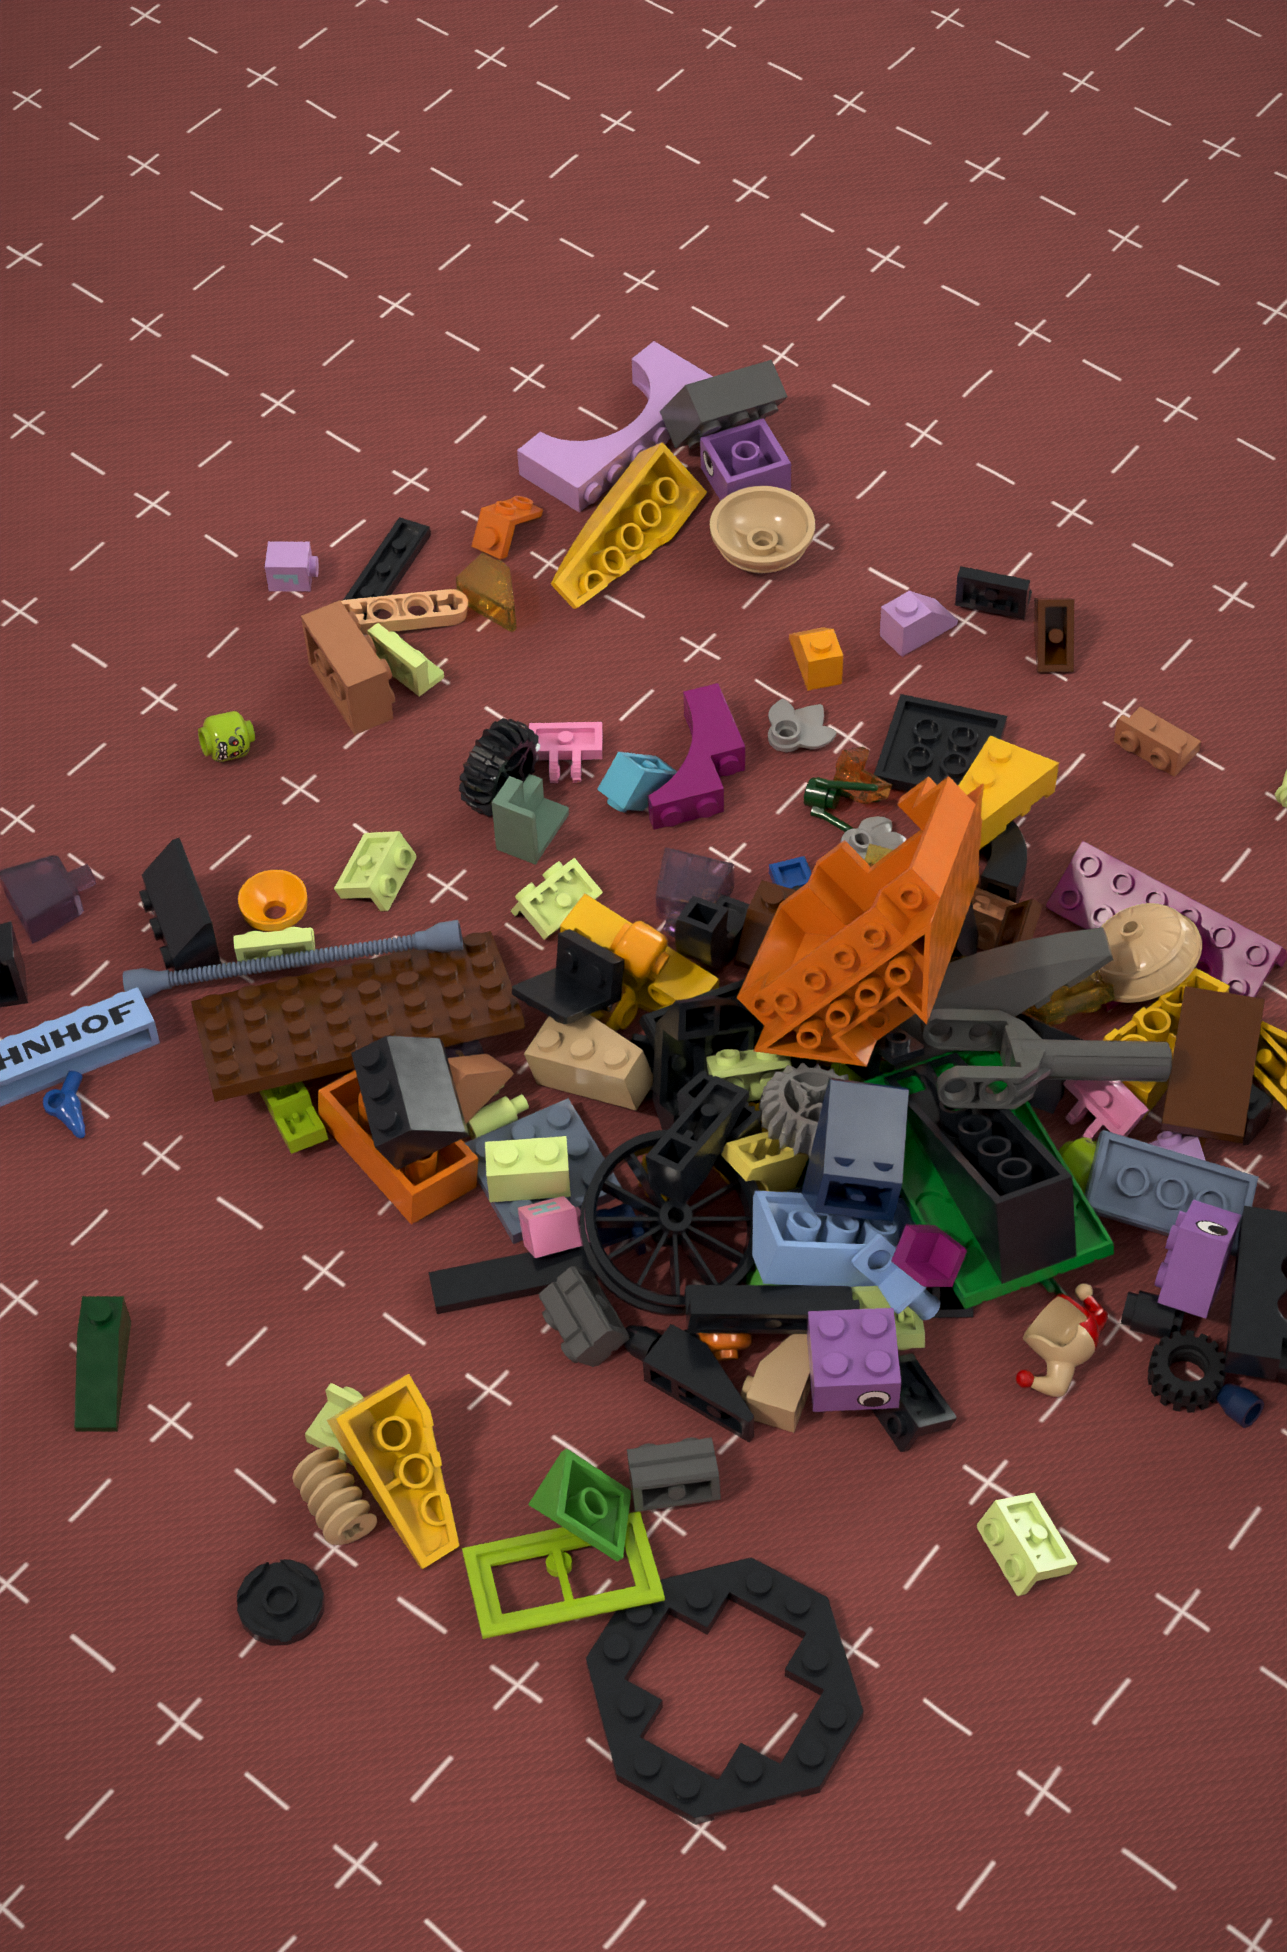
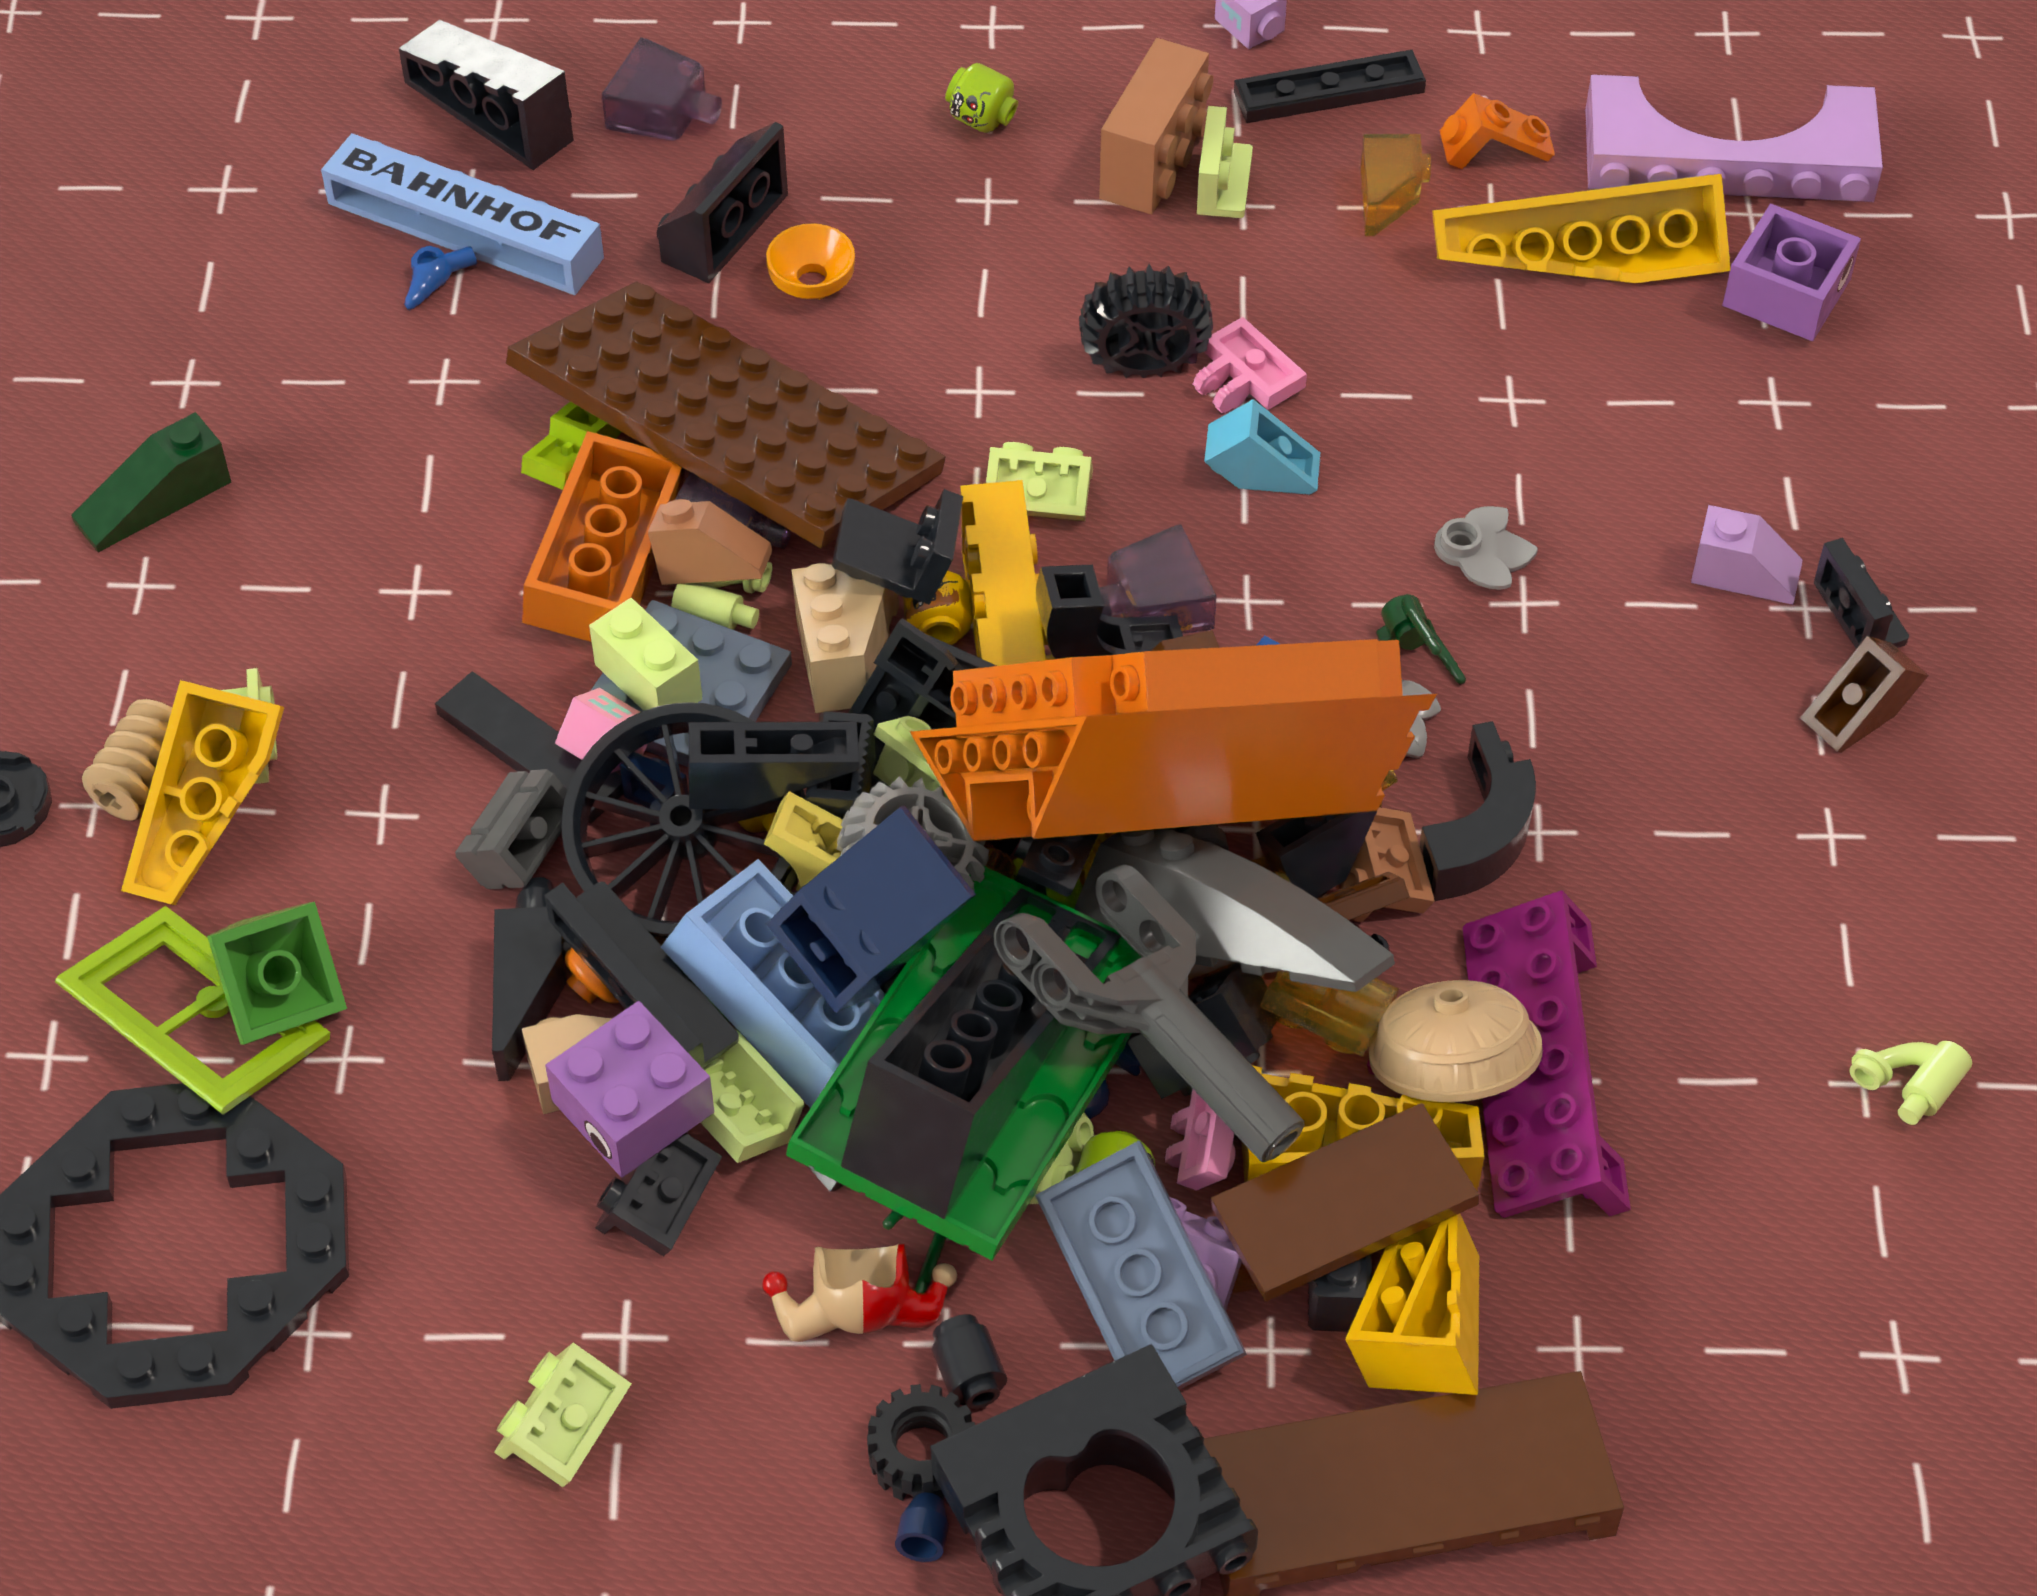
camera: 50 degrees right, 0 degrees up
(264, 944) = (754, 299): yellowish green bracket -> none
(377, 868) = (936, 320): yellowish green bracket -> none
(402, 618) = (1288, 120): light nougat beam -> none
(409, 1097) = (619, 495): black slope -> none
(440, 937) = (876, 411): sand blue hose -> none
(525, 819) = (1111, 394): sand green panel -> none
(641, 949) = (991, 571): light orange head -> none
(673, 1474) = (386, 1028): dark grey brick -> none
(713, 753) = (1365, 490): magenta arch -> none
(723, 403) = (1844, 191): dark grey brick -> none
(762, 528) = (1711, 338): tan hat -> none
(818, 657) = (1596, 502): light orange slope -> none
(851, 768) = (1456, 626): clear orange bracket -> none
(894, 1283) = (776, 1070): light blue bracket -> none
(929, 1255) = (805, 1067): magenta panel -> none
(934, 741) = (1582, 692): black plate -> none
(1011, 782) = (1530, 758): yellow wedge -> none
(1156, 741) = (1815, 890): nougat bracket -> none
(1196, 1258) = (1050, 1340): medium lavender brick -> none

